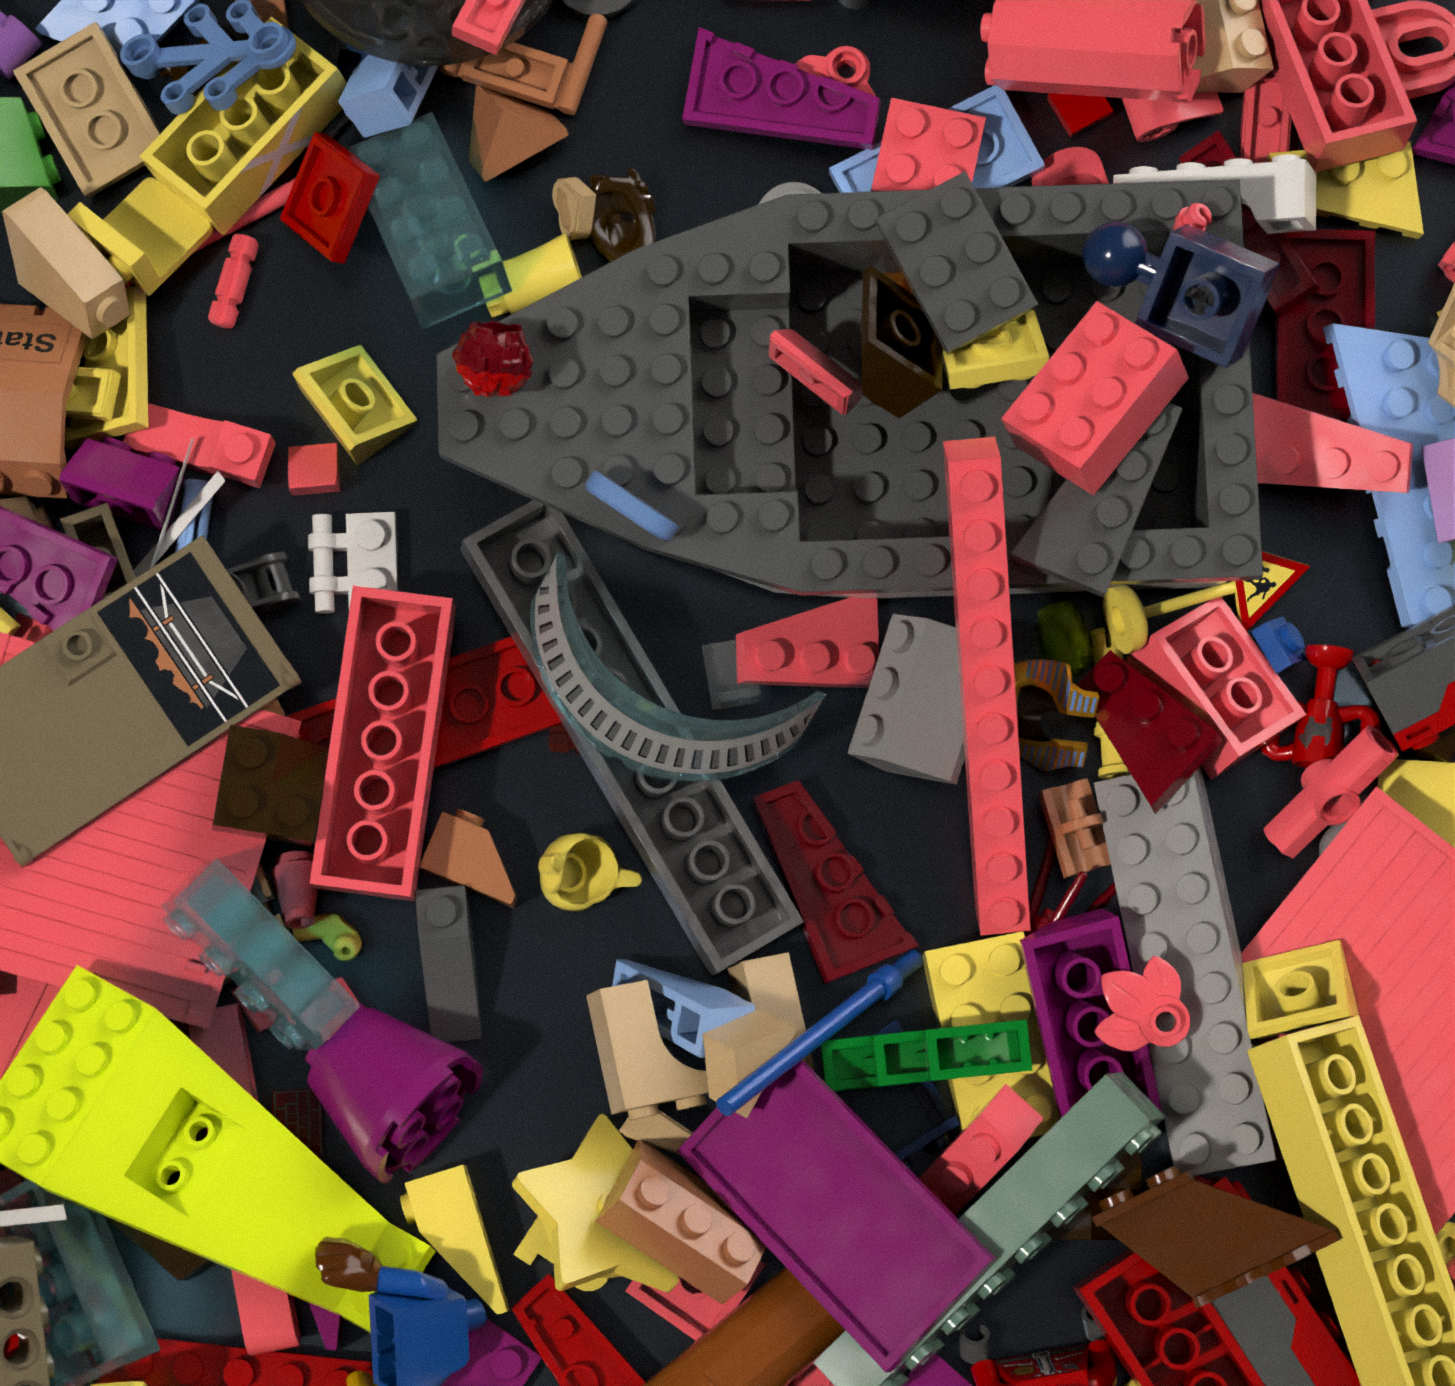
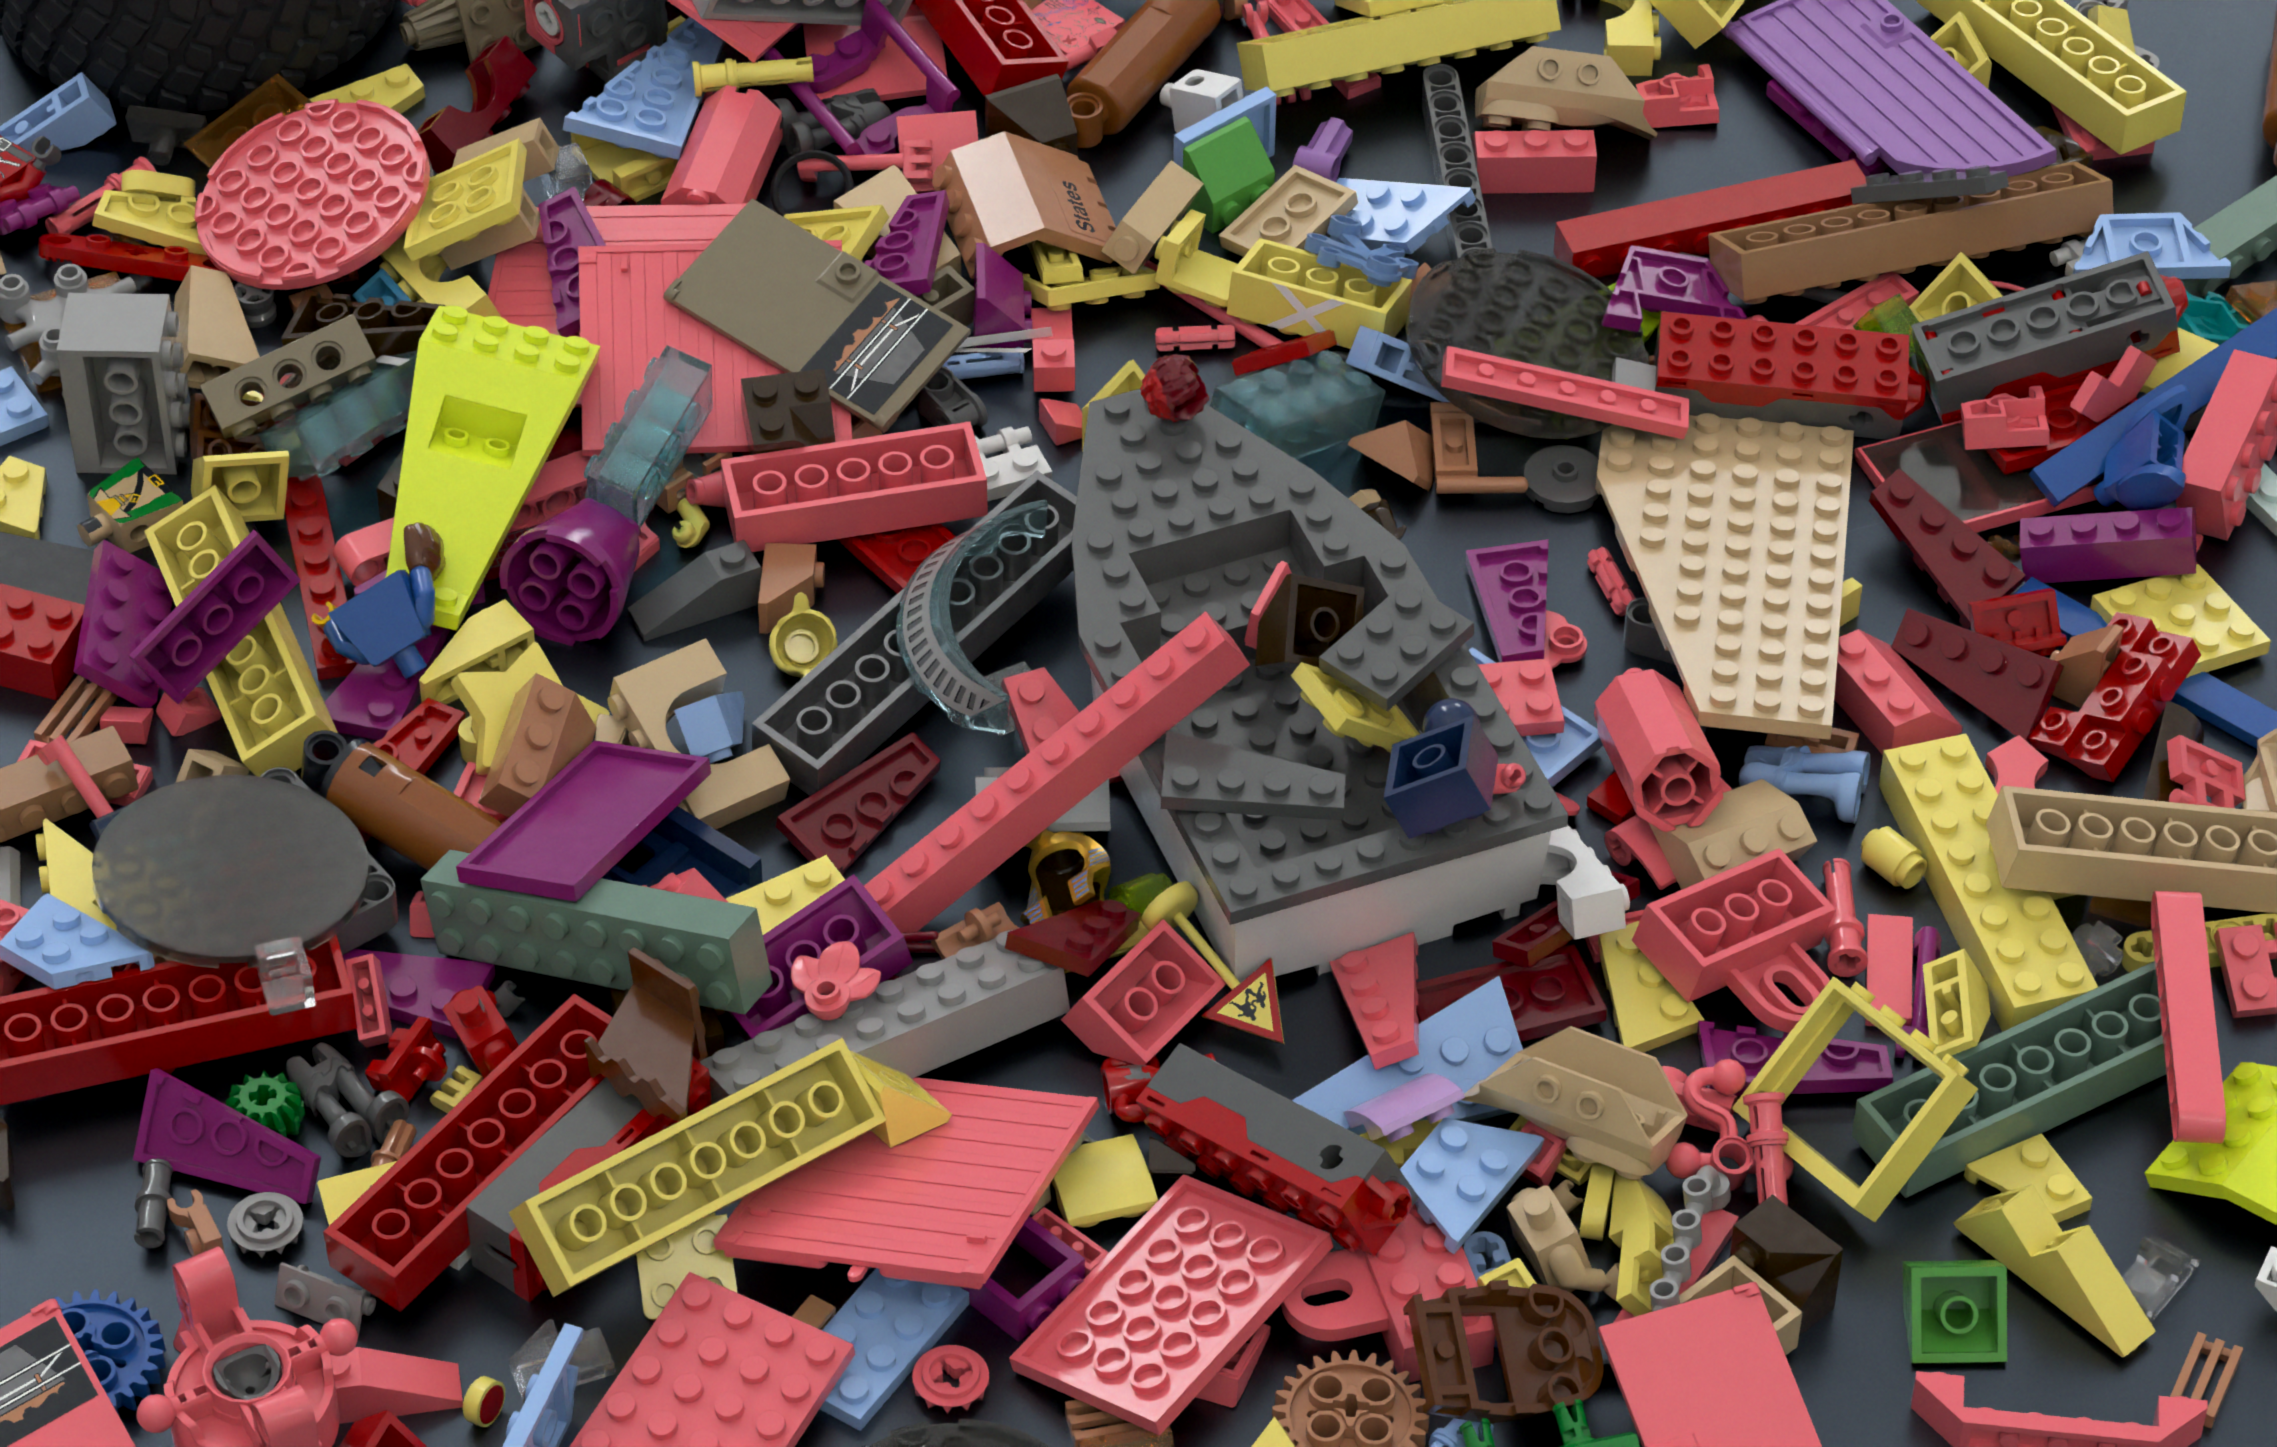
camera: 70 degrees right, 35 degrees down
(631, 506) = (1095, 500): medium blue tile -> none
(740, 1048) = (685, 733): tan slope -> none
(880, 985) = (789, 849): blue bar -> none
(926, 1055) = (734, 861): green slope -> none
(1095, 397) = (1319, 734): coral brick -> none
(1280, 644) = (1204, 1033): blue plate -> none
(1330, 791) = (1109, 1082): coral piece -> none

